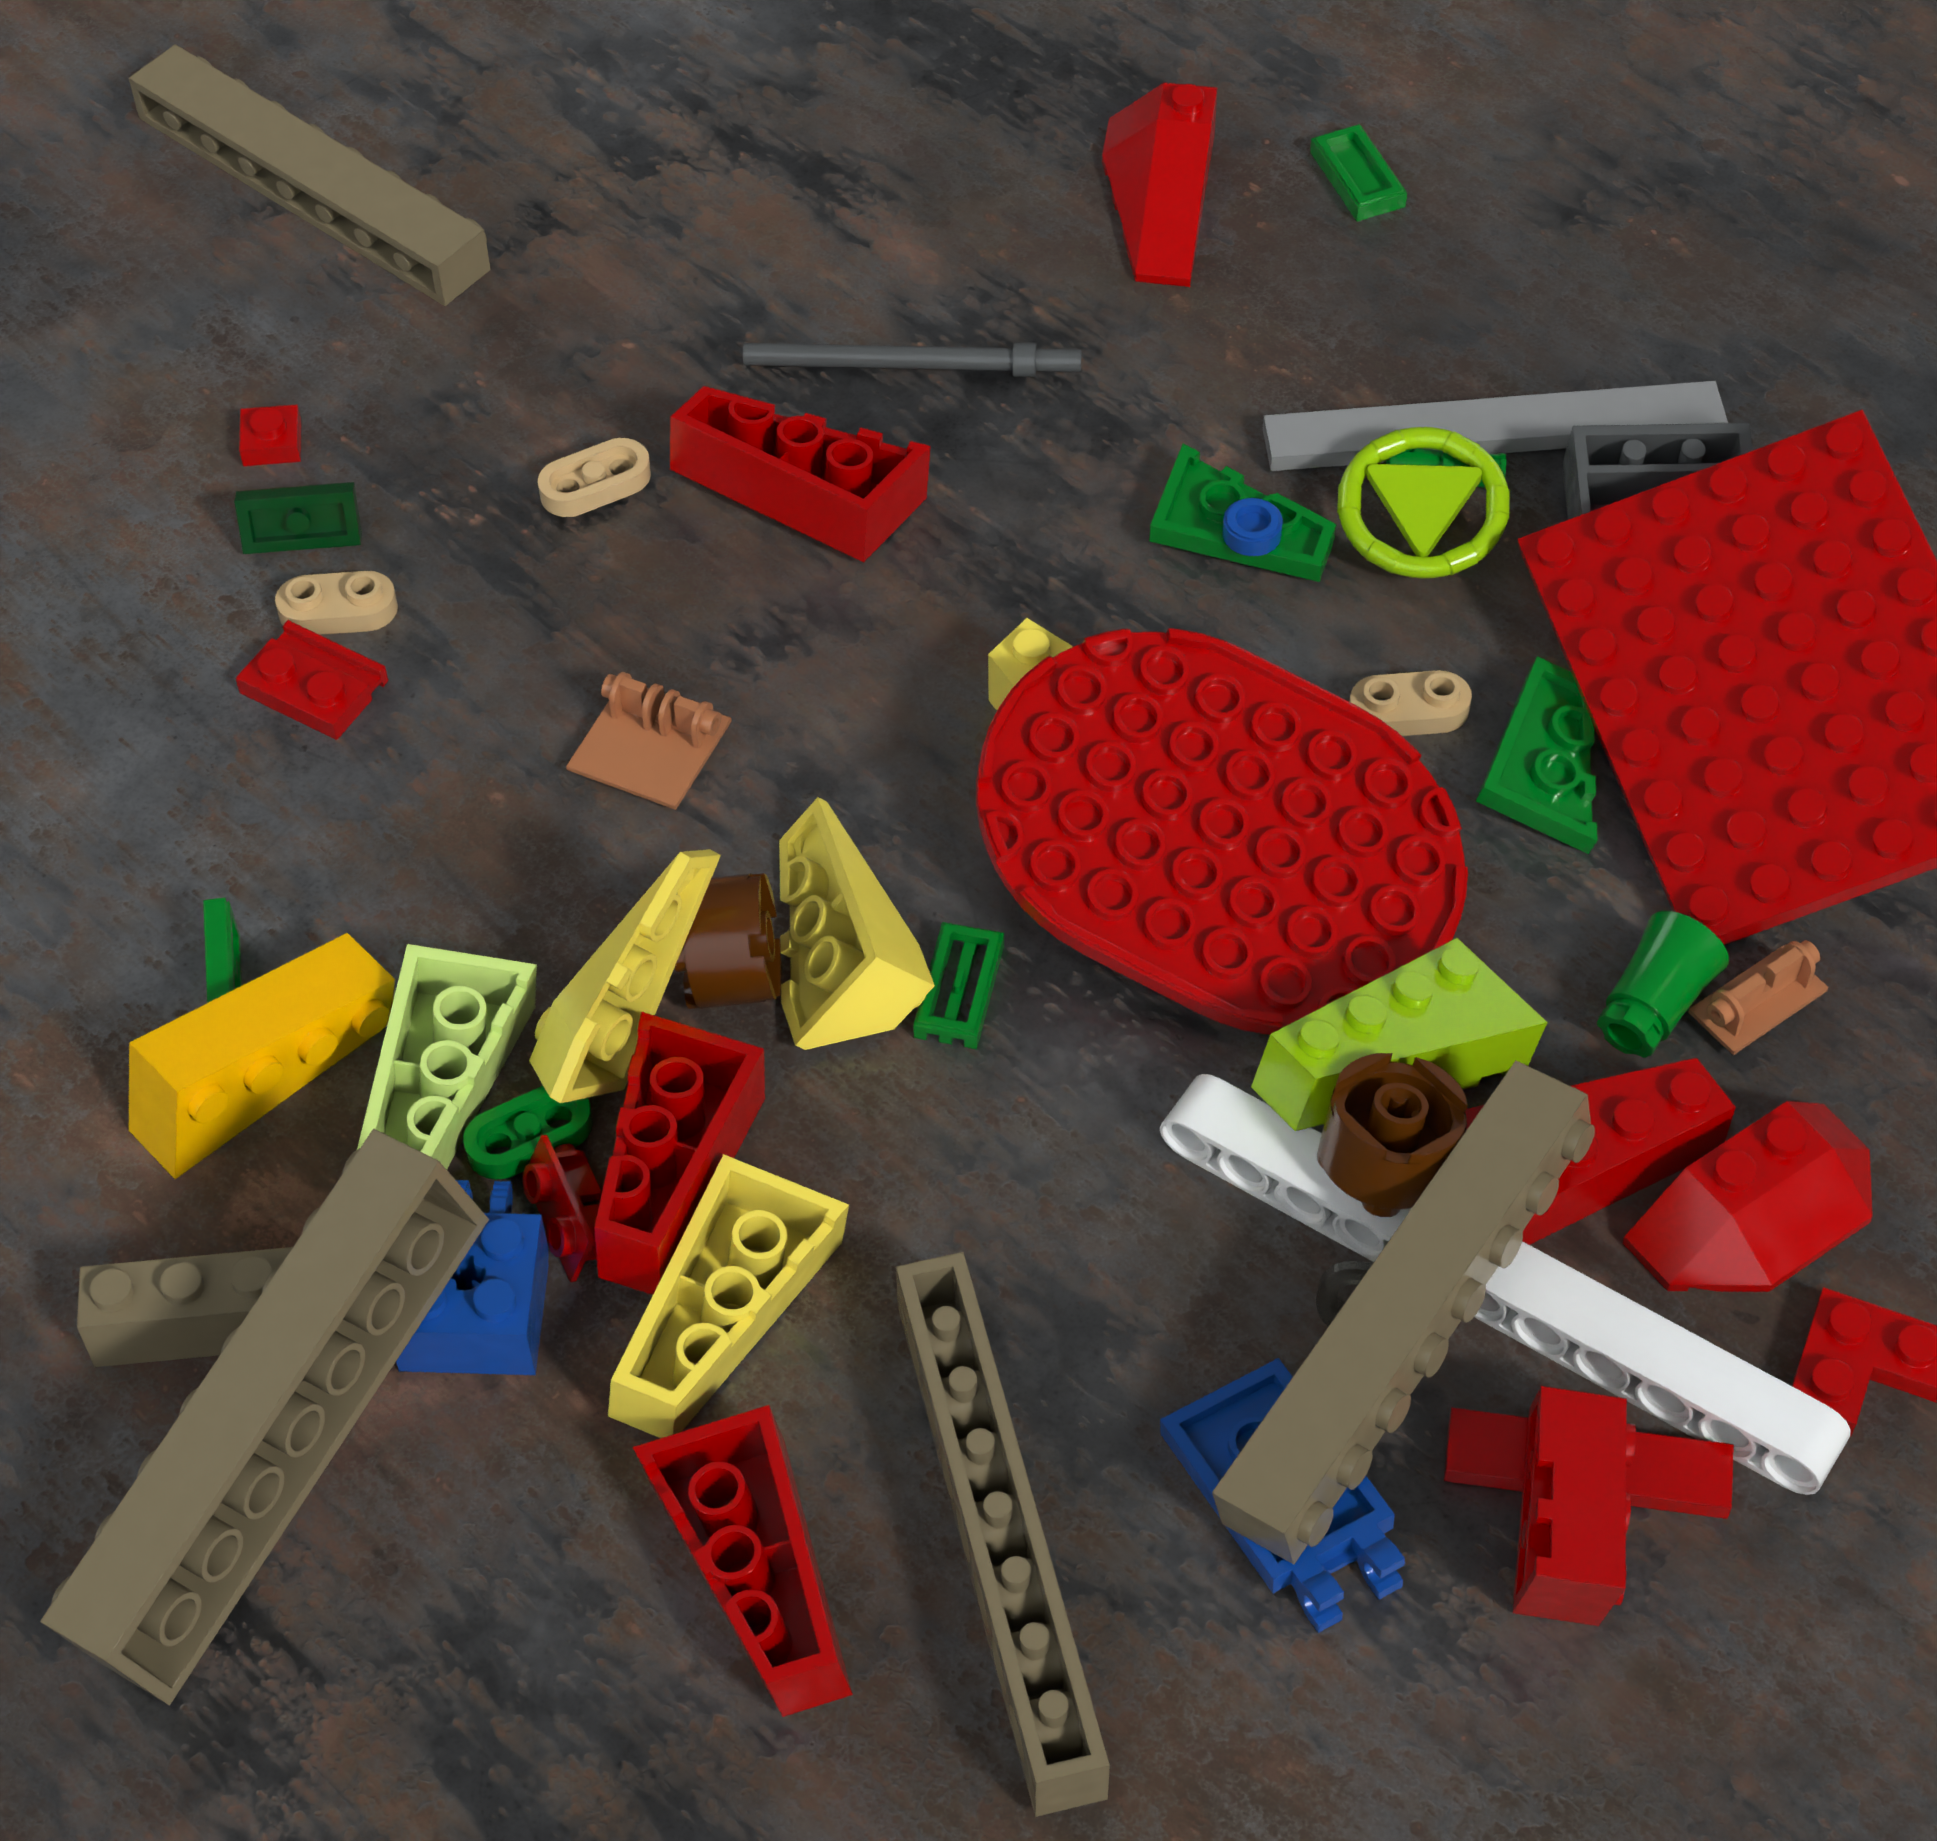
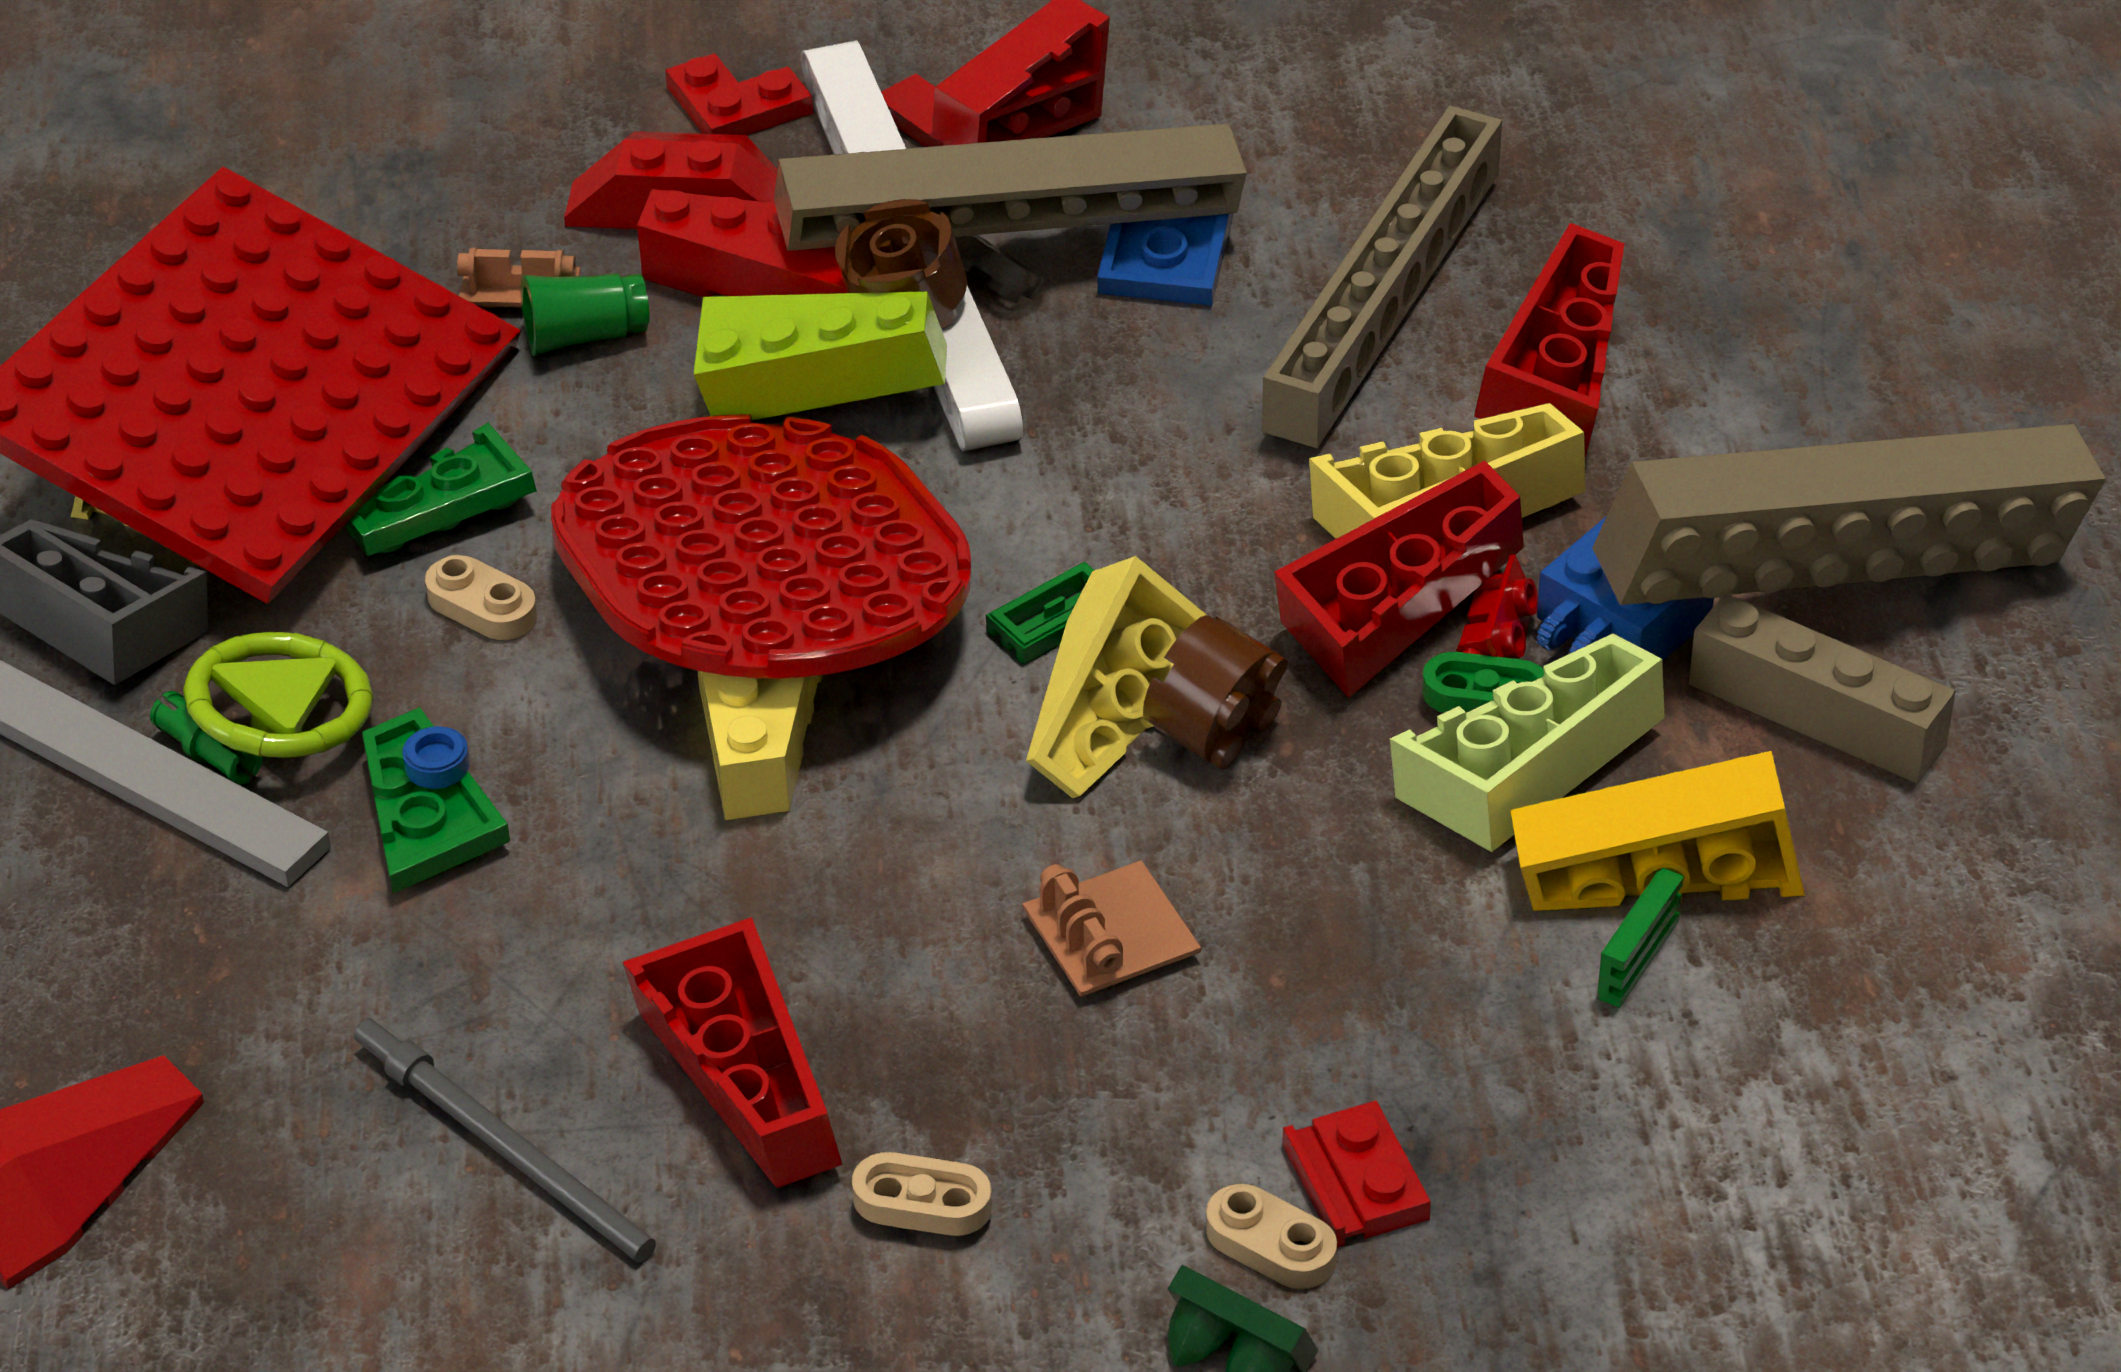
camera: 140 degrees left, 10 degrees down
(594, 1021) = (1359, 653): light yellow wedge -> none

